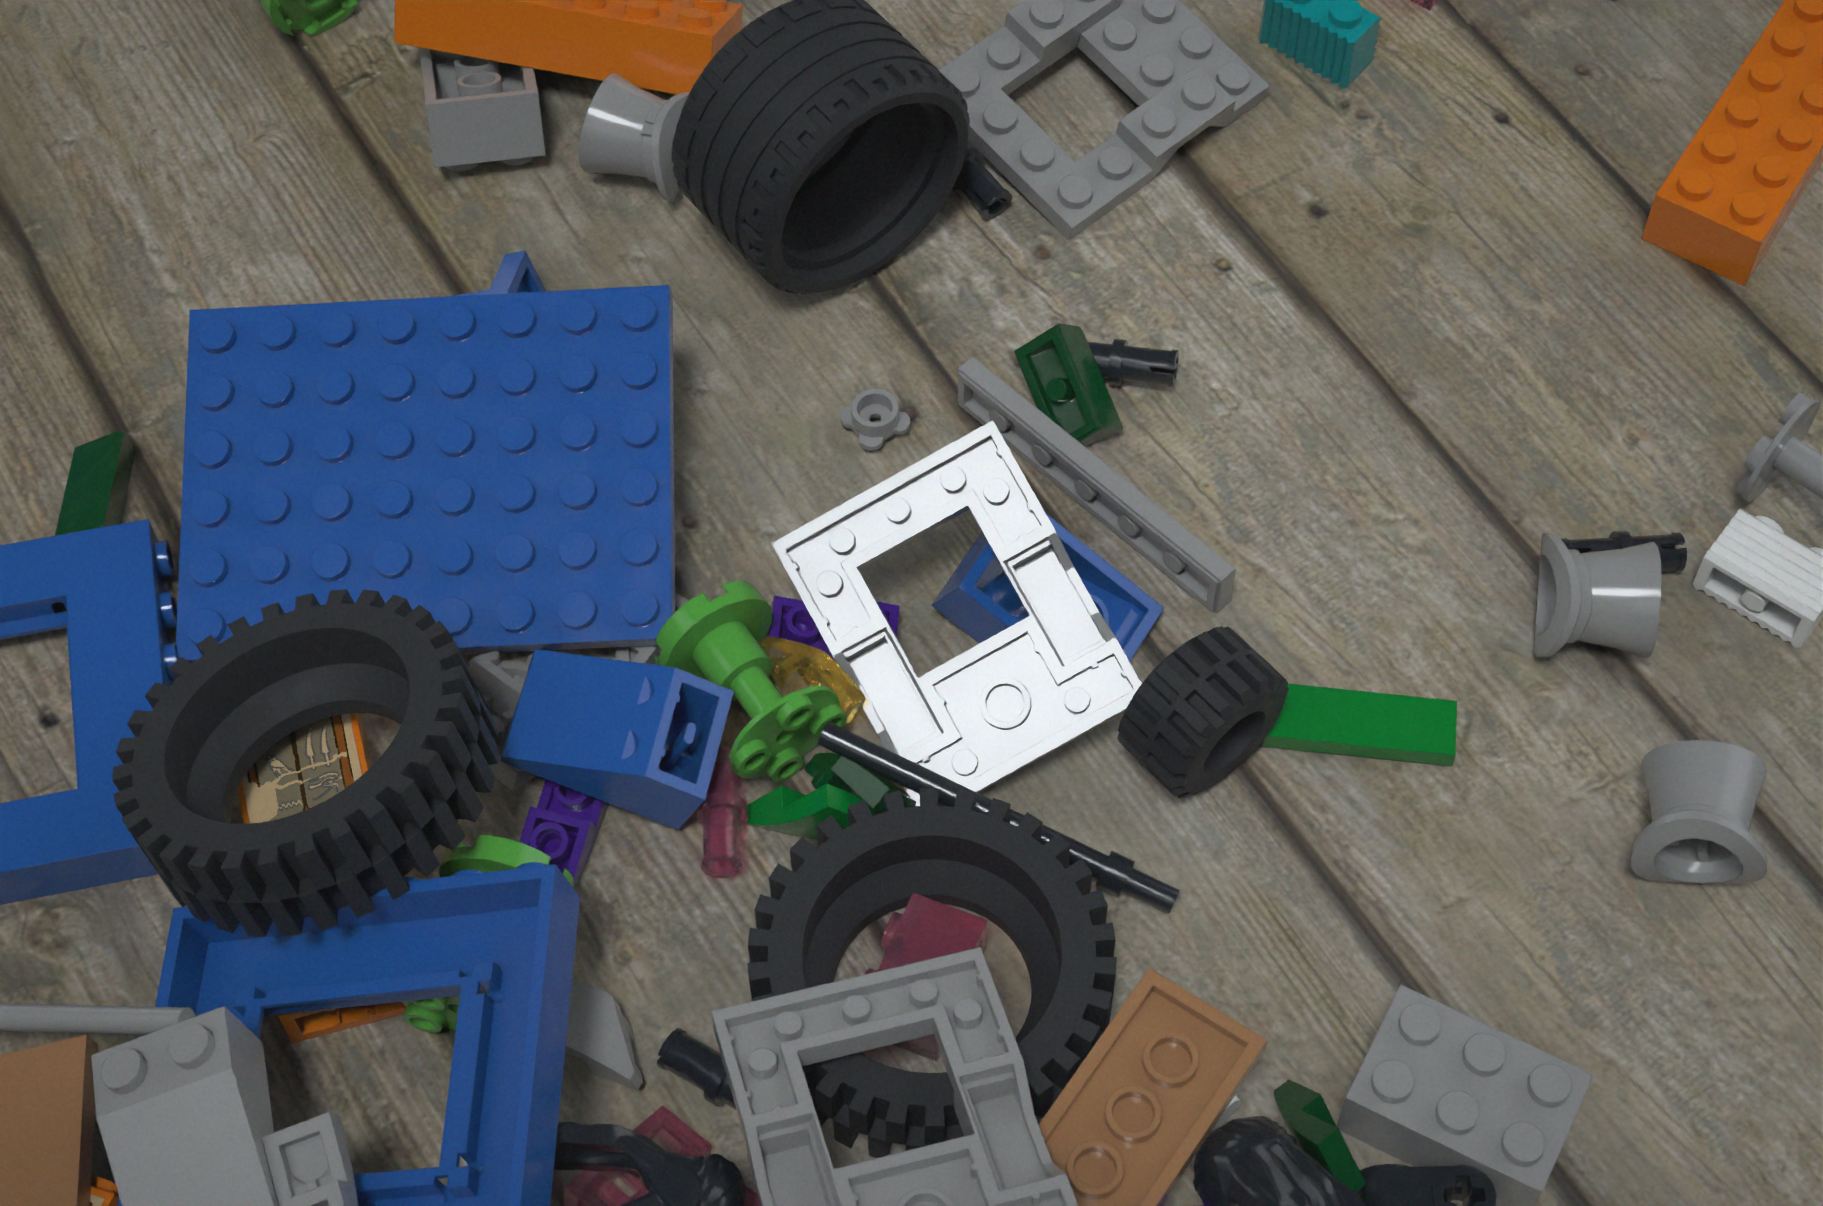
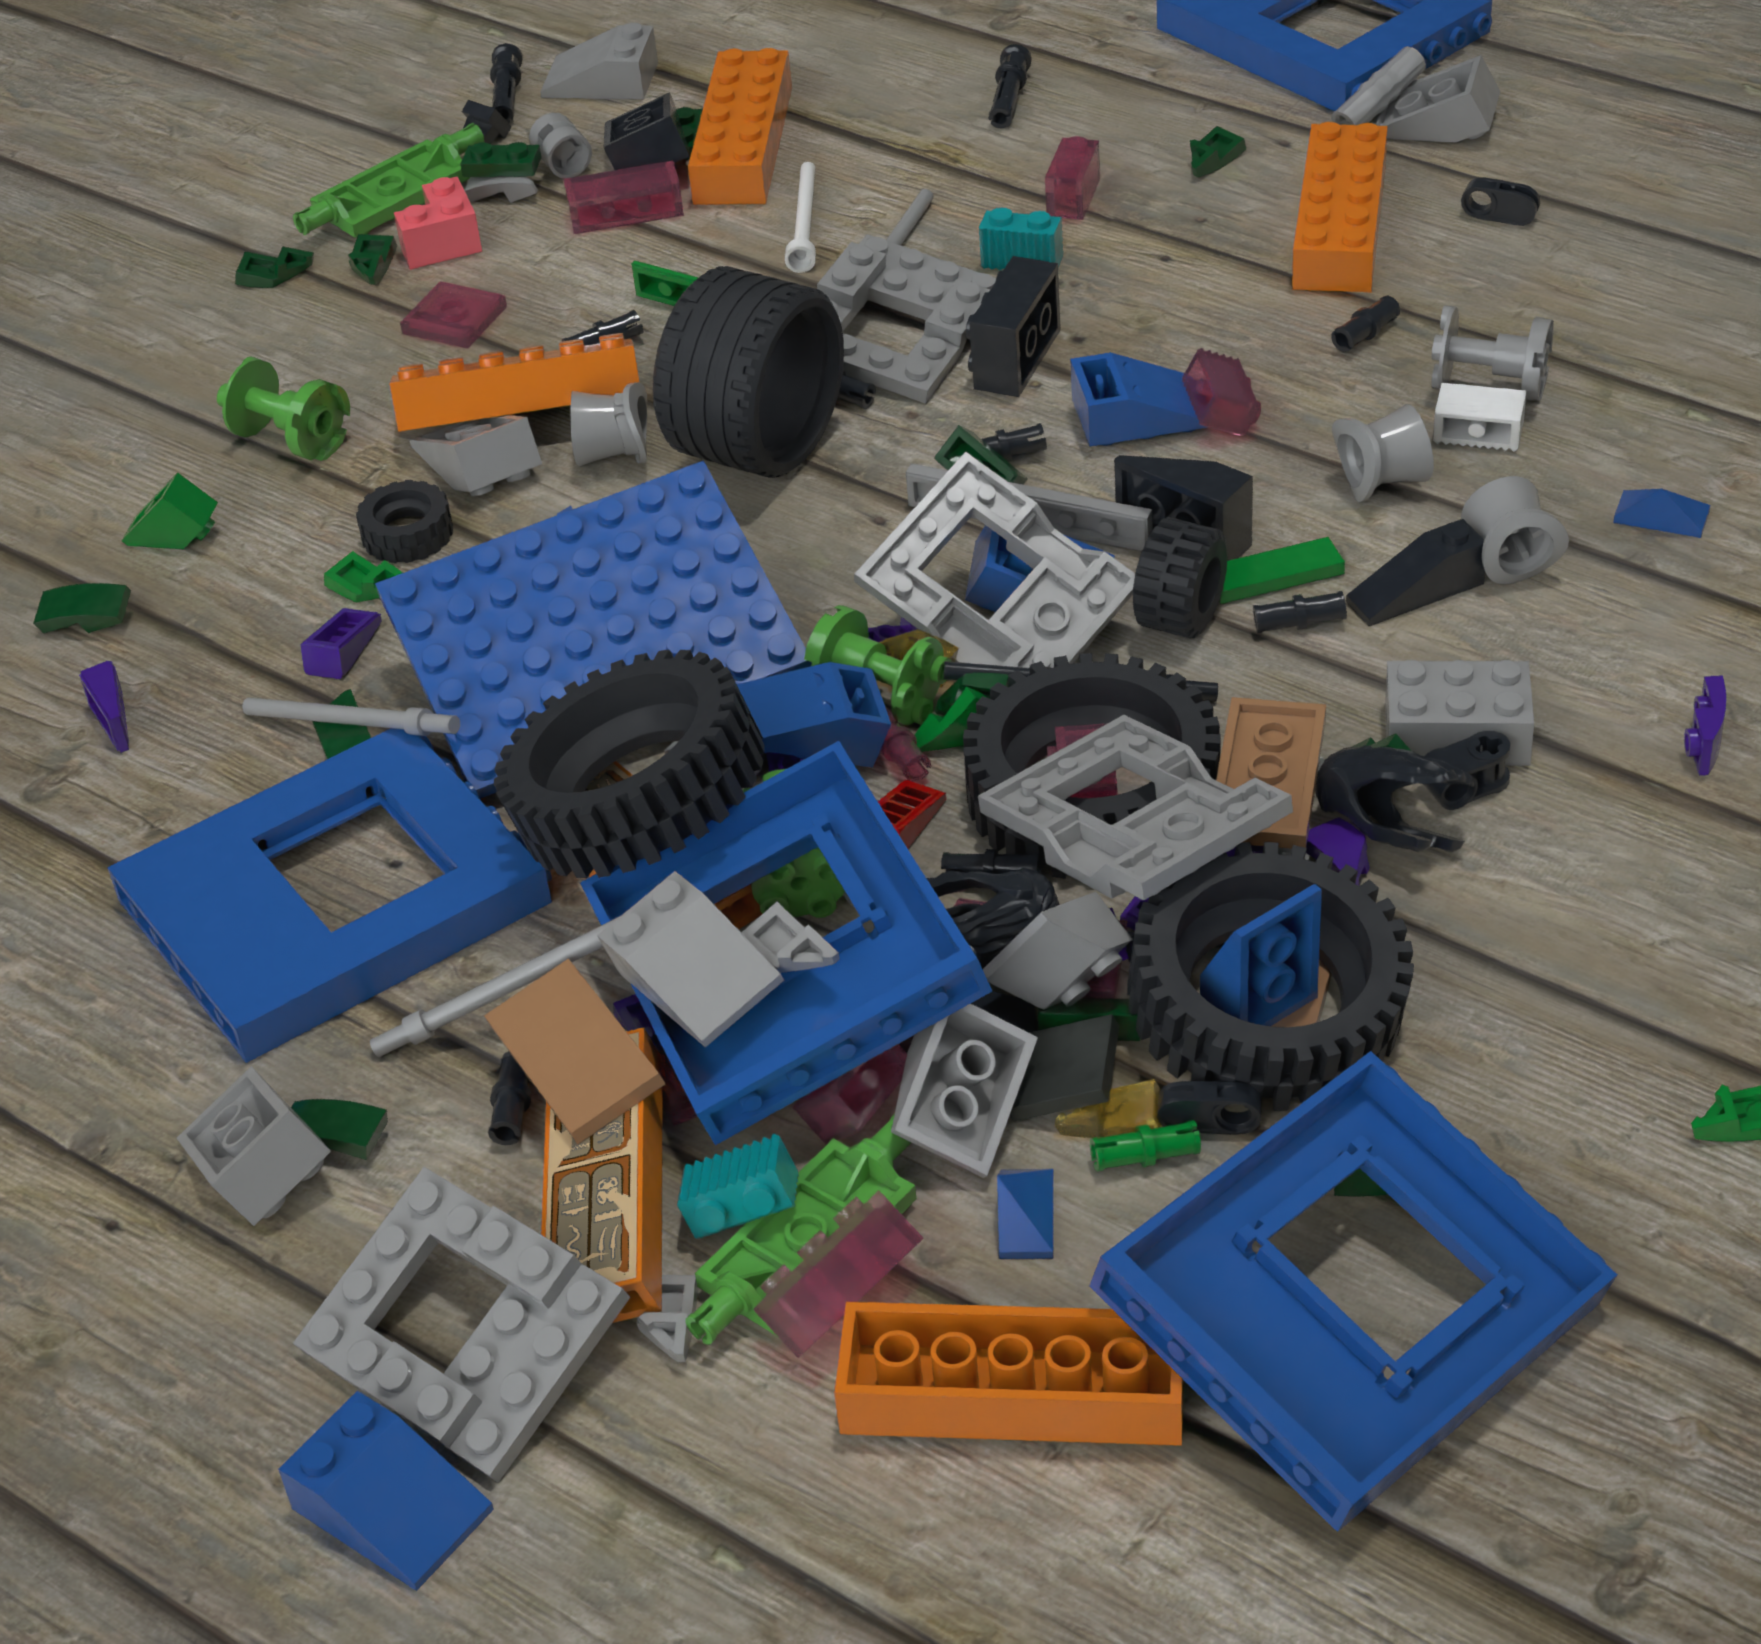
camera: 20 degrees left, 15 degrees down
(85, 65) = (172, 517): none -> green slope
(136, 346) = (338, 643): none -> dark purple slope
(144, 531) = (413, 720): none -> light grey bar
(250, 249) = (356, 577): none -> green slope
(336, 145) = (407, 541): none -> black tyre
(645, 970) = (923, 798): none -> red slope
(874, 405) = (861, 524): light grey plate -> none
(1226, 175) = (1014, 326): none -> black brick
(1289, 586) = (1190, 492): none -> black slope
(1325, 358) = (1129, 399): none -> blue slope
(1349, 817) = (1299, 612): none -> black pin
(1440, 395) = (1221, 393): none -> clear pink brick
(1543, 826) = (1424, 572): none -> black slope
(1701, 346) = (1365, 323): none -> black pin

